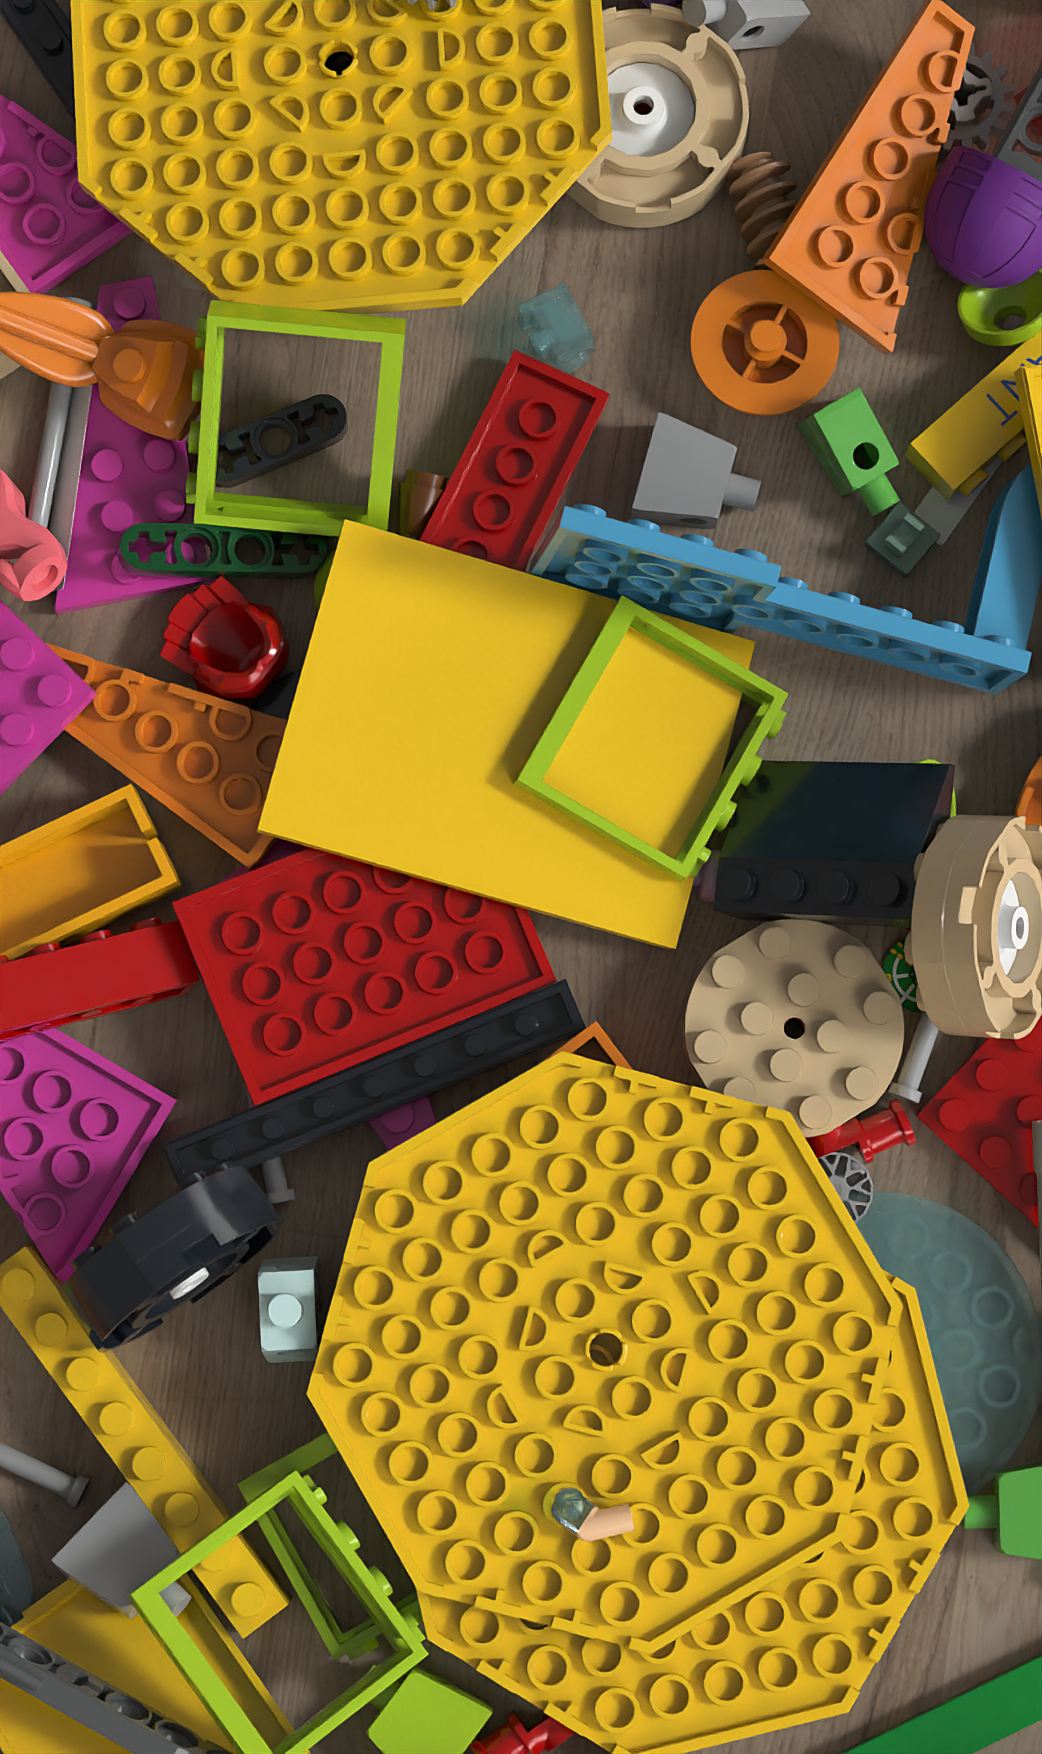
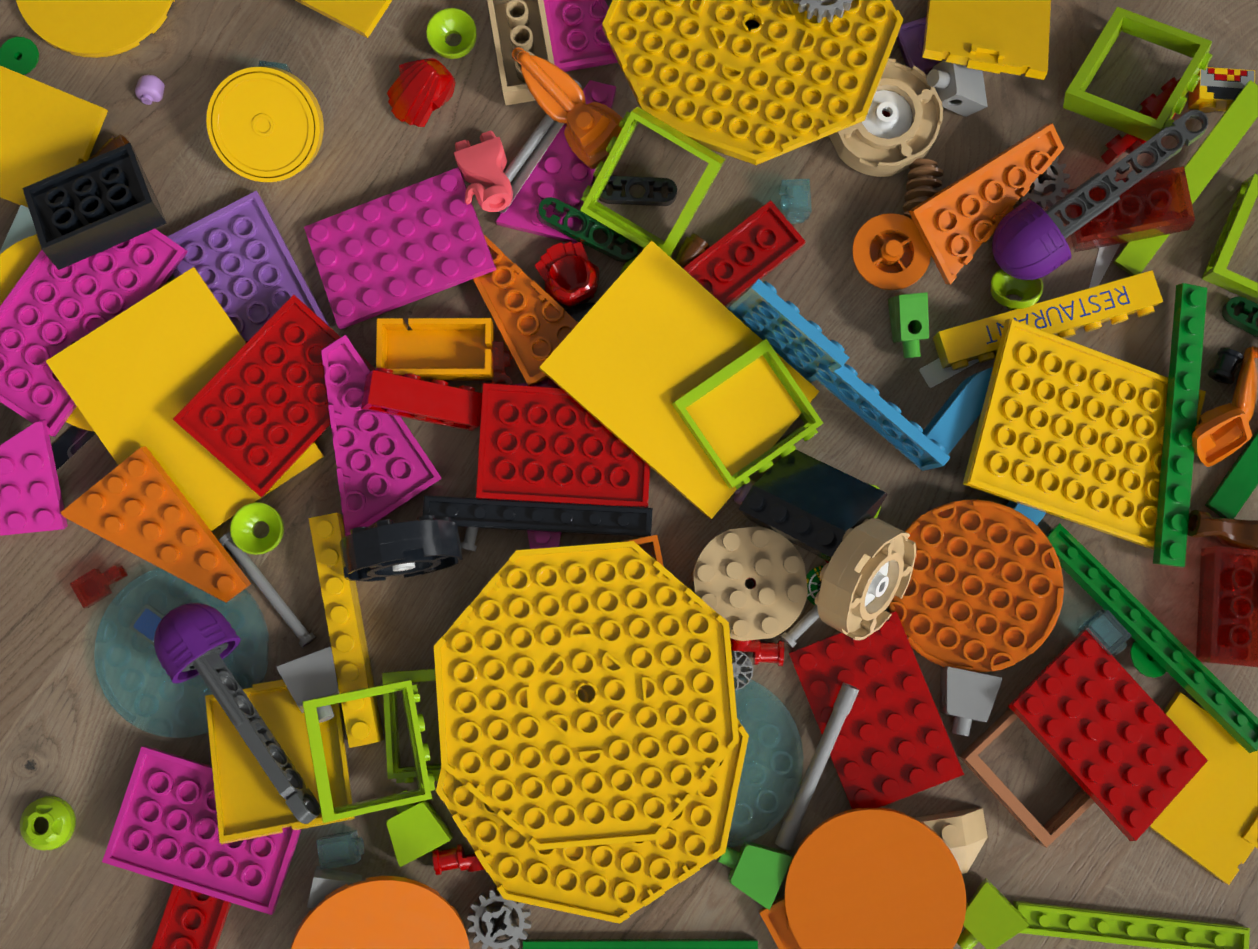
camera: 20 degrees right, 0 degrees up
(181, 847) = (500, 360): none -> clear red plate
(290, 1309) = (447, 601): light aqua torso -> none
(586, 1519) = (537, 771): arm -> none
(689, 477) = (825, 299): light grey torso -> none
(902, 539) = (912, 376): sand green tile -> none

